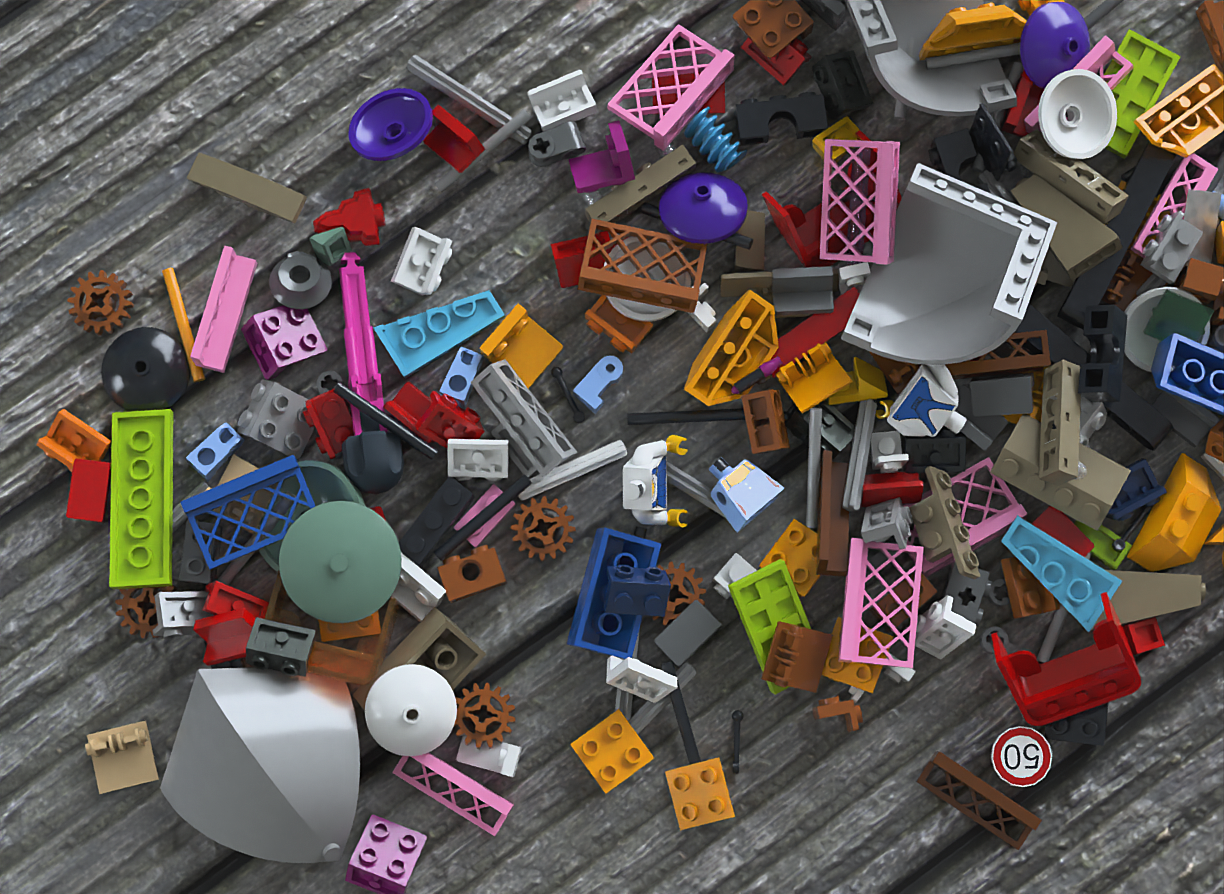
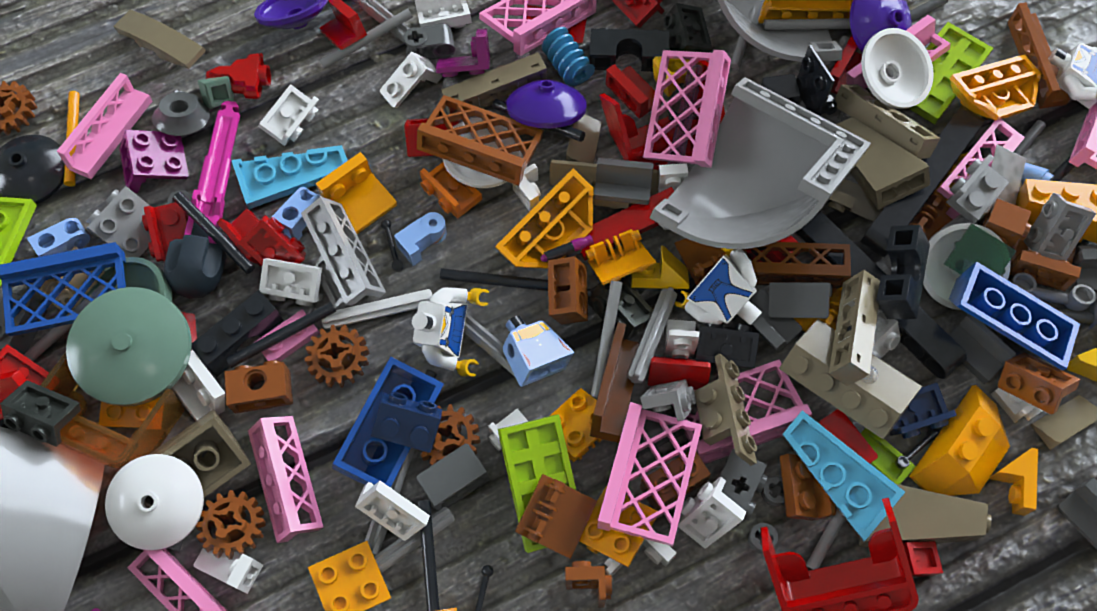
camera: 10 degrees right, 15 degrees down
(516, 662) = (274, 478): none -> bright pink fence
(542, 195) = (407, 77): none -> white bracket
(792, 167) = (630, 89): none -> red panel

